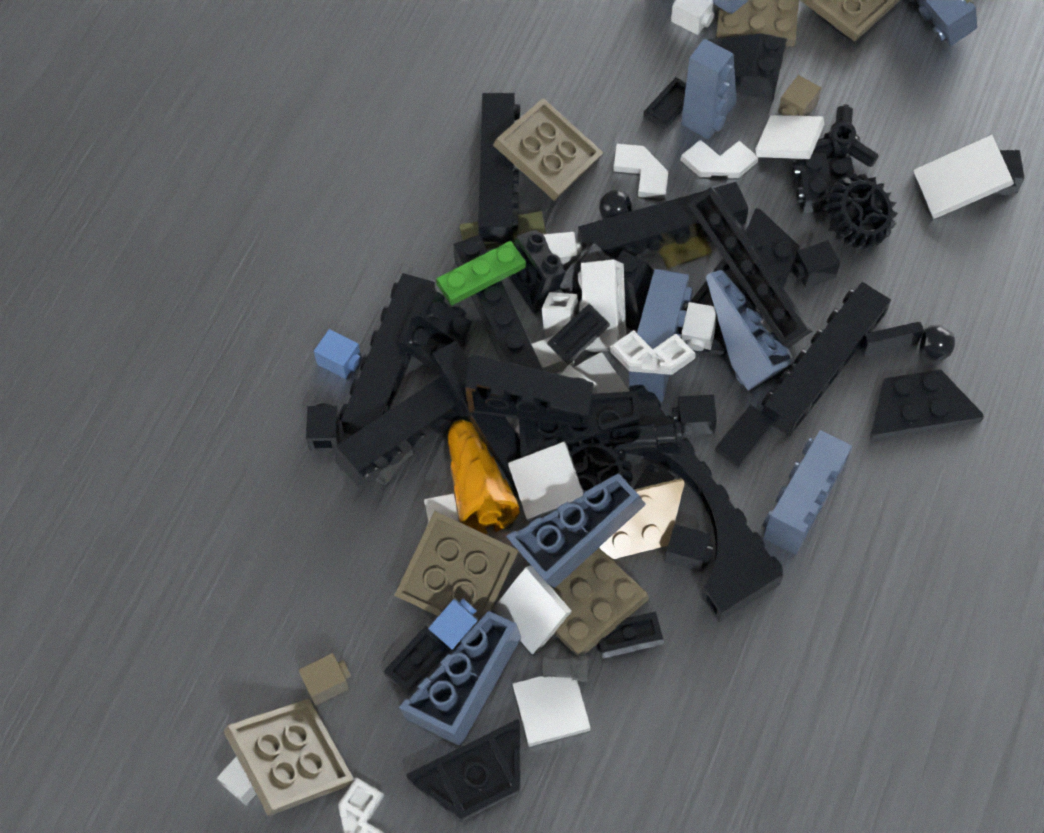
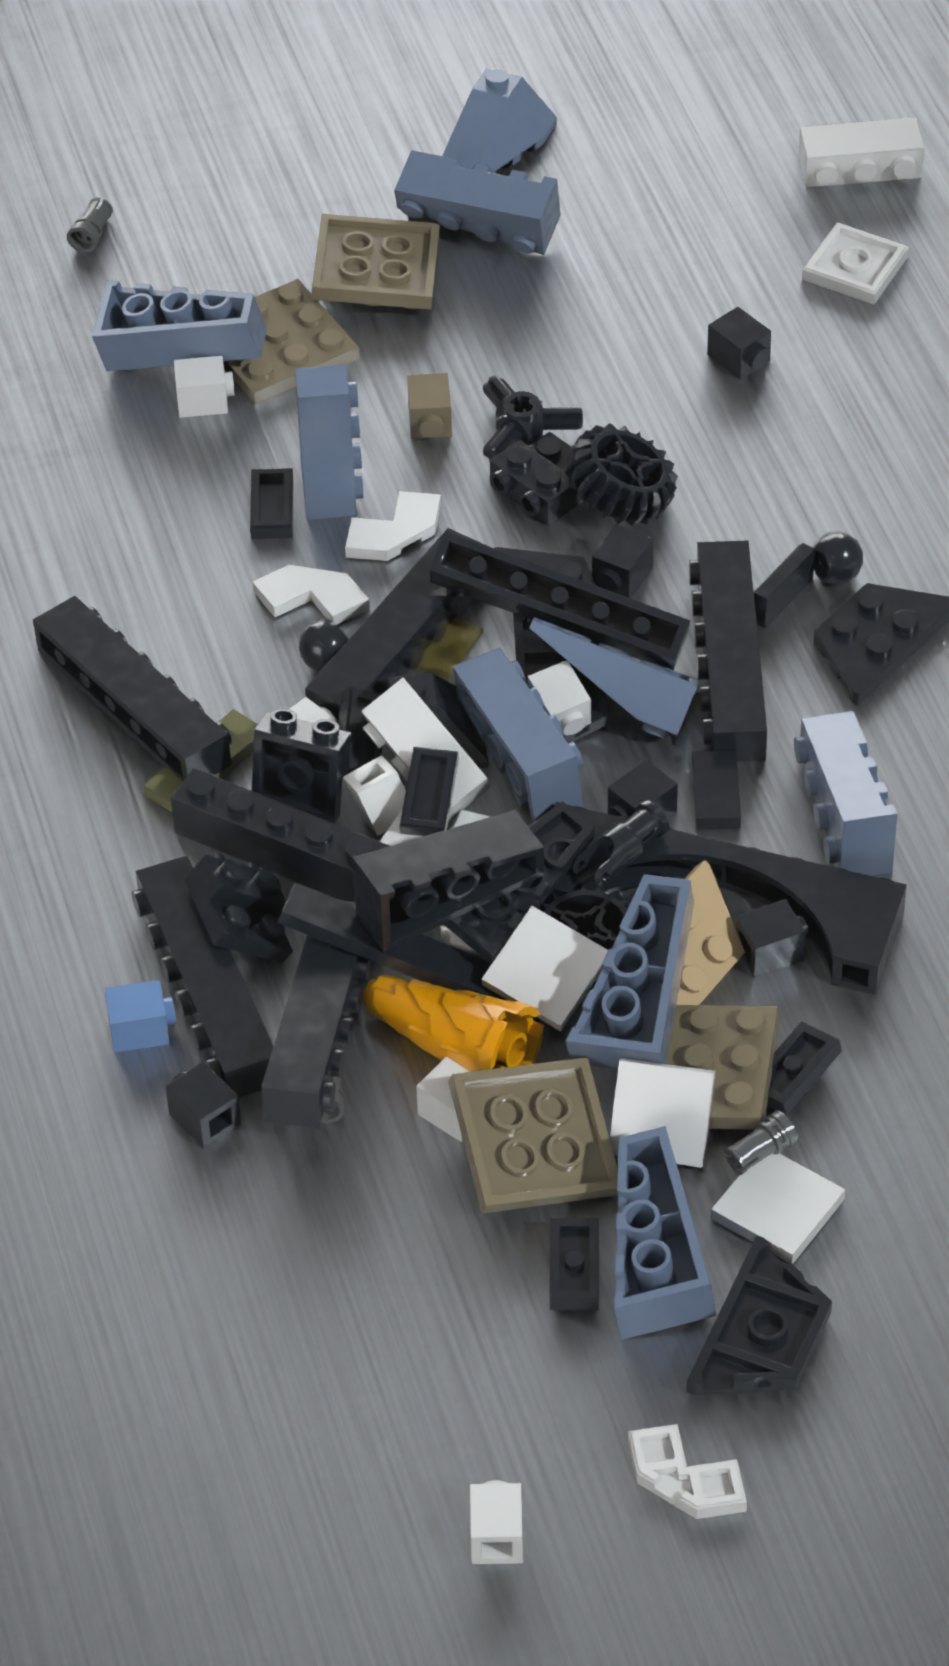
camera: 40 degrees left, 15 degrees down
(288, 756) = (533, 1453): plate -> none
(325, 678) = (485, 1358): dark tan brick -> none
(454, 622) = (587, 1182): medium blue brick -> none
(481, 273) = (245, 800): bright green plate -> none
(548, 149) = (181, 629): dark tan plate -> none
(663, 359) = (533, 759): white tile -> none
(756, 62) = (277, 413): black slope -> none
(790, 137) = (460, 448): white tile -> none
(963, 176) = (700, 372): white tile -> none

